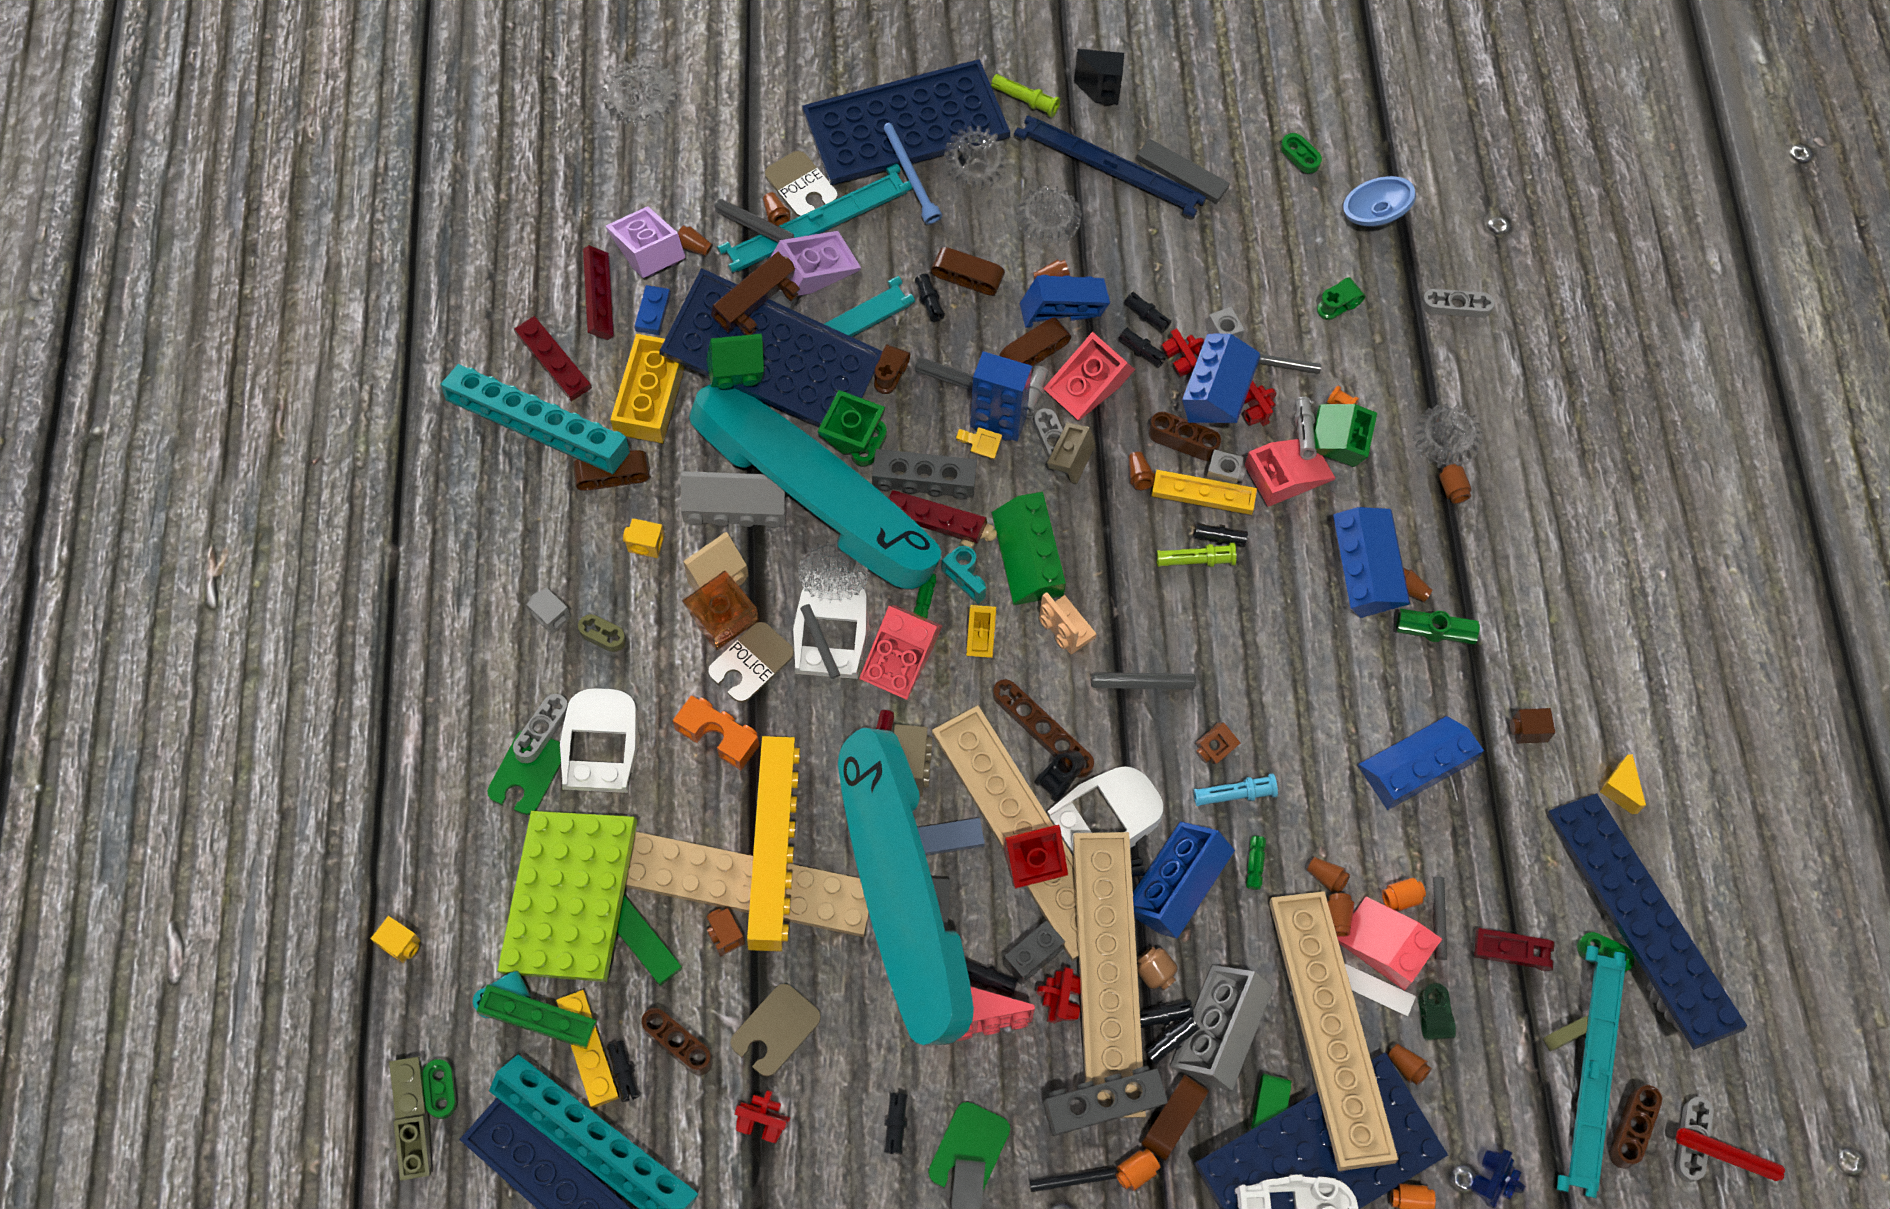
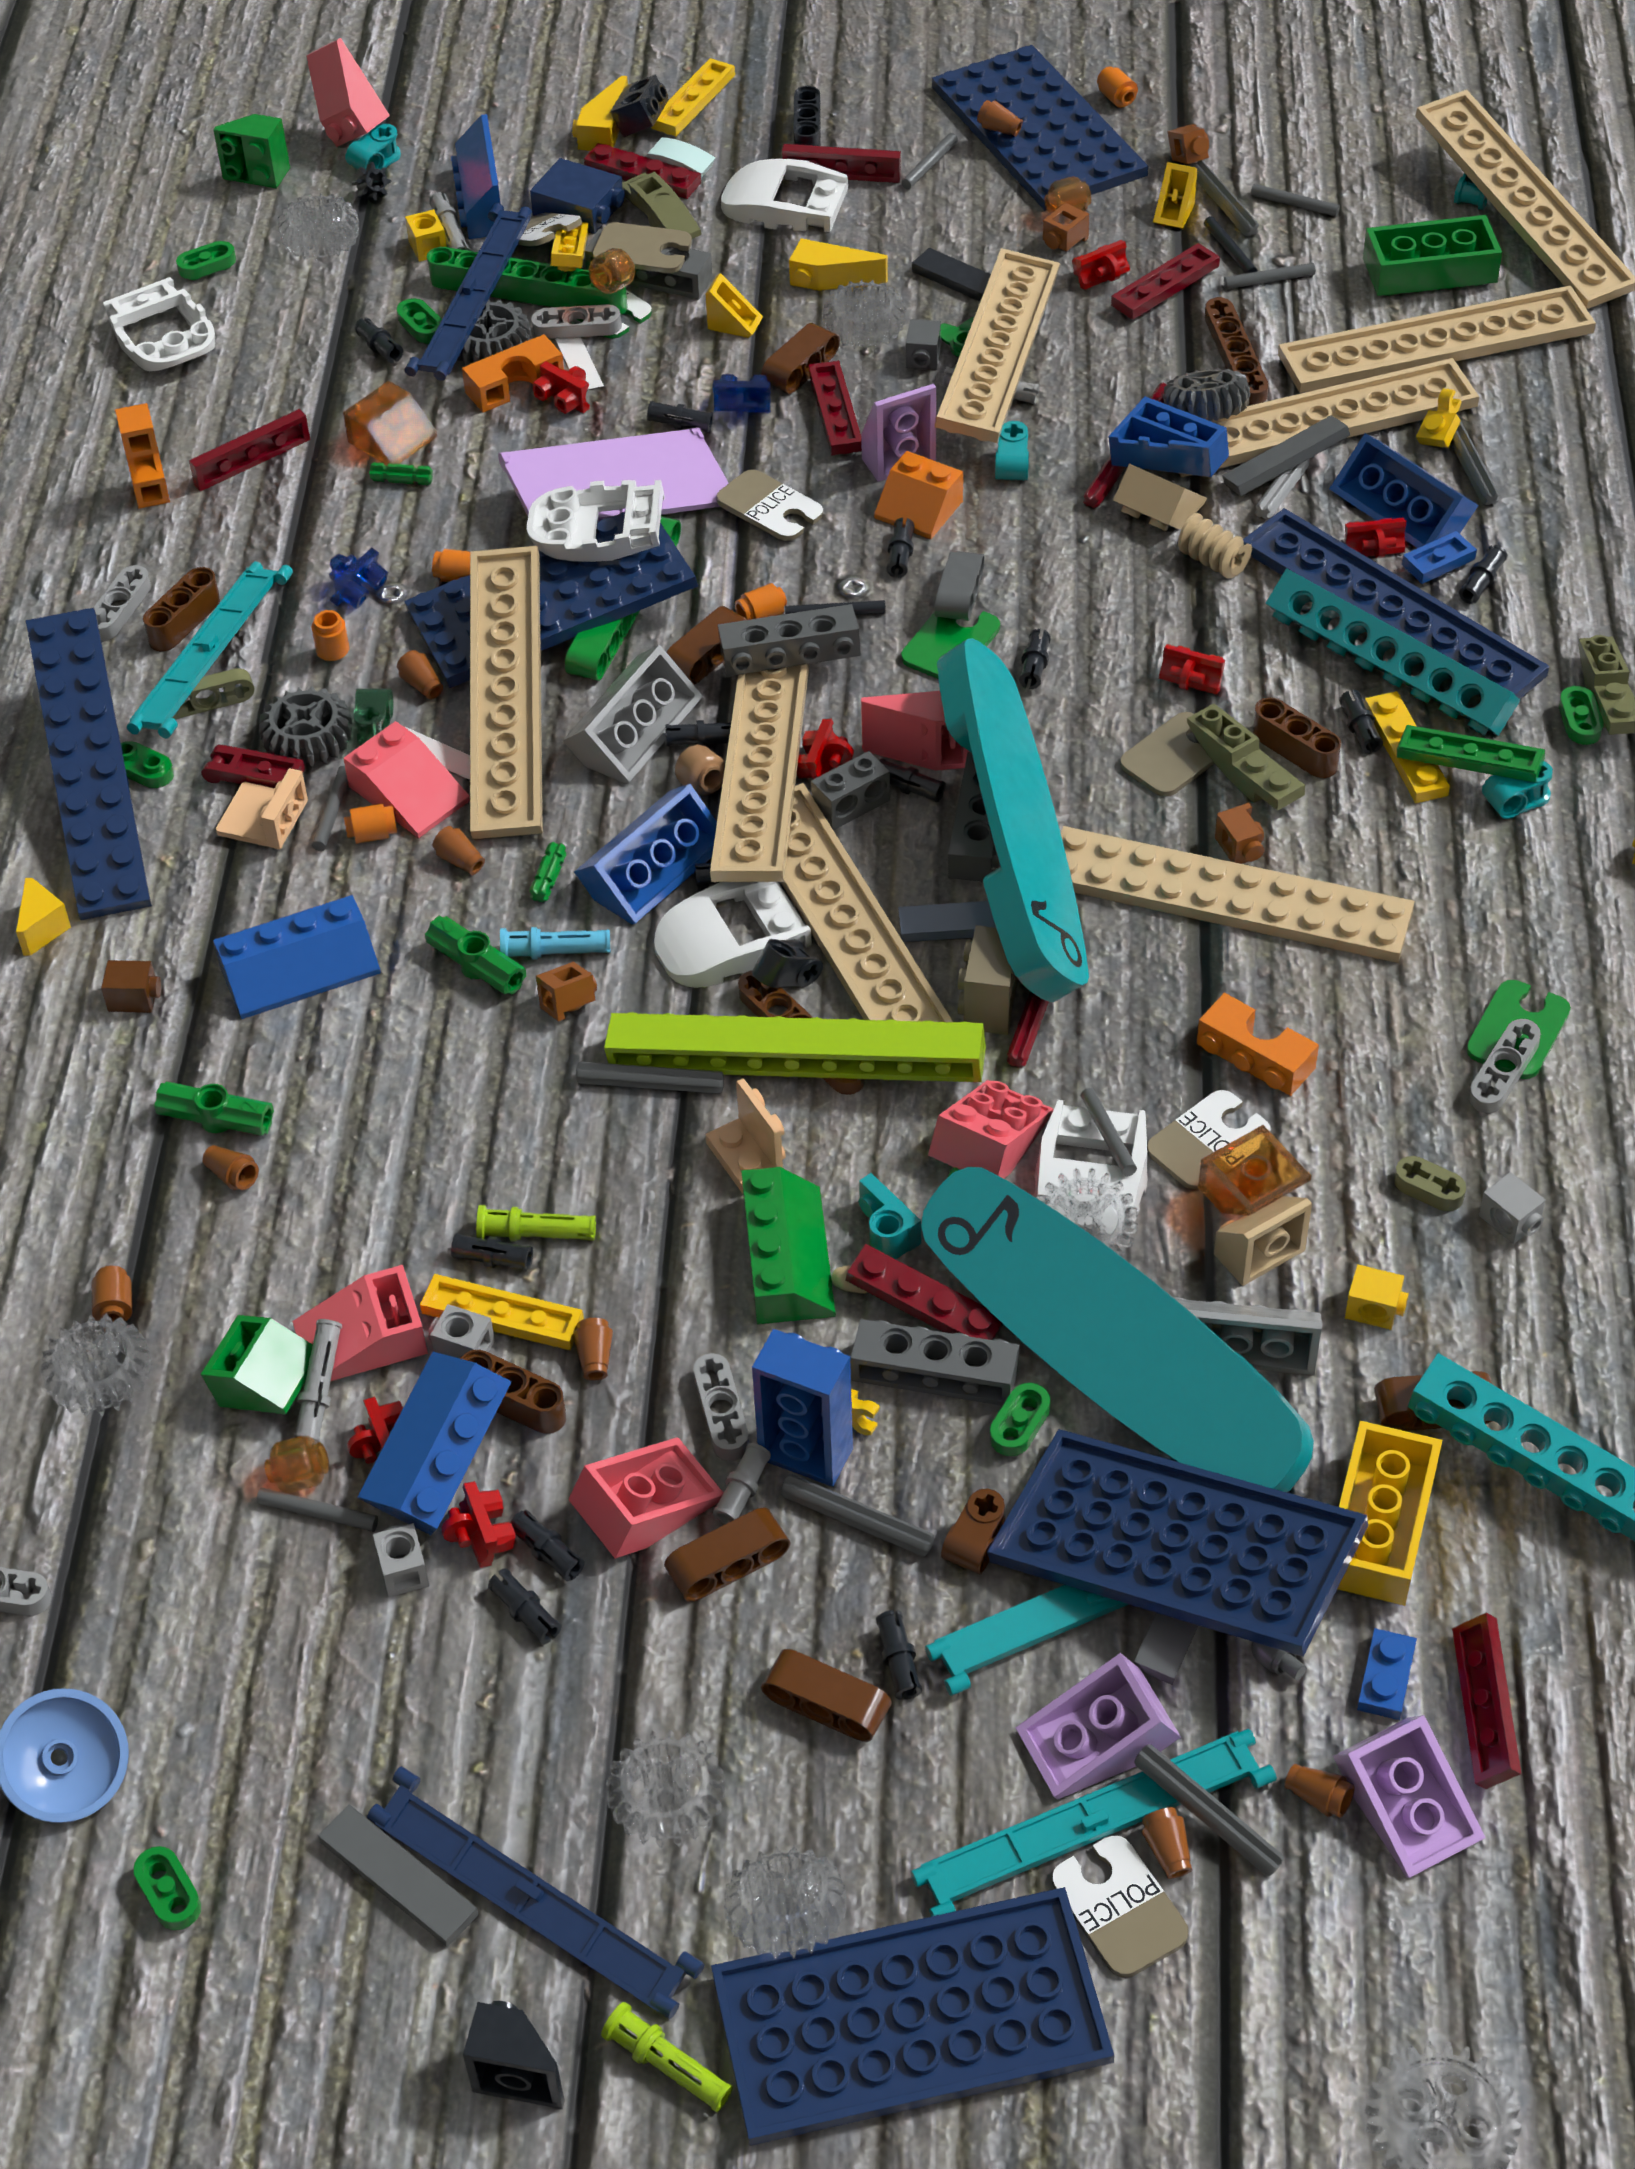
camera: 170 degrees left, 15 degrees down
(552, 358) = (1555, 1601): dark red plate -> none
(568, 896) = (1445, 880): lime plate -> none
(599, 712) = (1421, 1076): white slope -> none
(646, 944) = (1353, 847): green tile -> none
(719, 1010) = (1238, 756): none -> olive slope
(735, 361) = (1239, 1483): green slope -> none
(755, 291) = (1207, 1595): reddish brown brick -> none
(771, 844) = (1178, 908): yellow brick -> none
(850, 422) = (1045, 1418): green slope -> none
(930, 212) = (882, 1816): medium blue piece -> none
(981, 631) = (871, 1149): yellow slope -> none
(1035, 856) = (836, 874): red slope -> none
(1043, 694) = (800, 1046): none -> lime brick
(1056, 268) = (677, 1681): dark orange cone -> none
(1064, 298) = (666, 1619): blue wedge -> none
(1072, 451) = (699, 1373): dark tan panel -> none
(1172, 1039) = (696, 706): black pin -> none
(1276, 761) = (475, 955): none -> green piece
(1303, 380) = (297, 1464): none -> clear orange head
(1339, 299) = (188, 1600): green piece -> none
(1341, 397) = (243, 1431): orange bush -> none
(1341, 910) = (456, 807): dark orange cone -> none
(1371, 560) = (281, 1185): blue slope -> none
(1491, 901) = (265, 813): none -> light nougat bracket
(1495, 999) = (306, 725): none -> dark grey gear
(1503, 1090) = (330, 635): none -> orange brick
(1730, 1154) = (88, 578): red axle -> none

